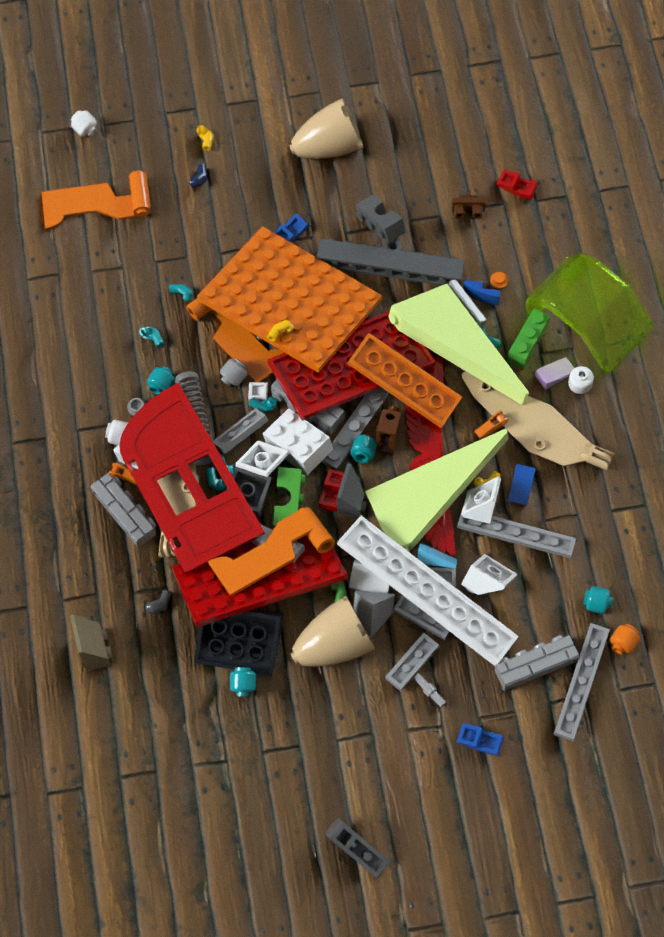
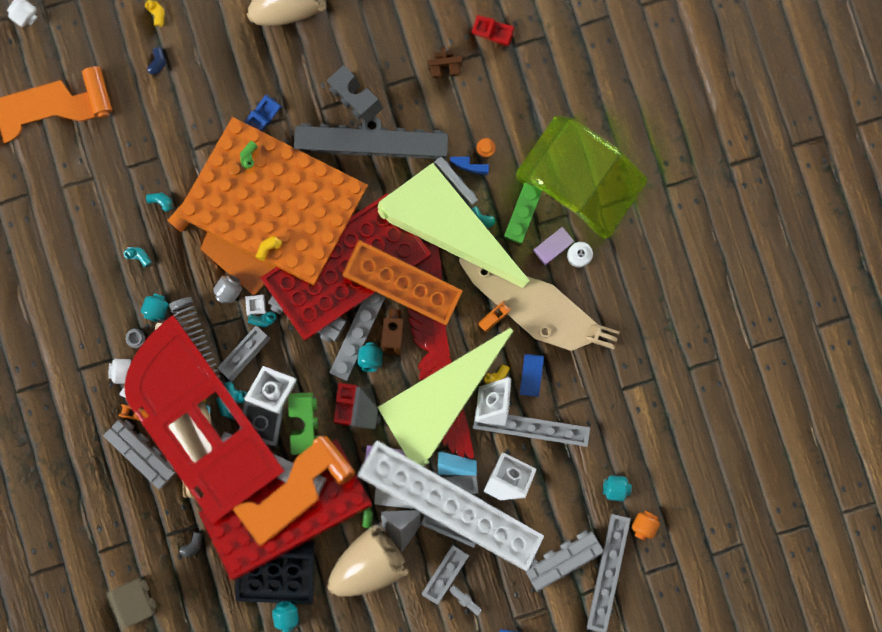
camera: 10 degrees left, 20 degrees up
(270, 255) = (246, 155): none -> bright green arm
(304, 441) = (303, 360): white brick -> none

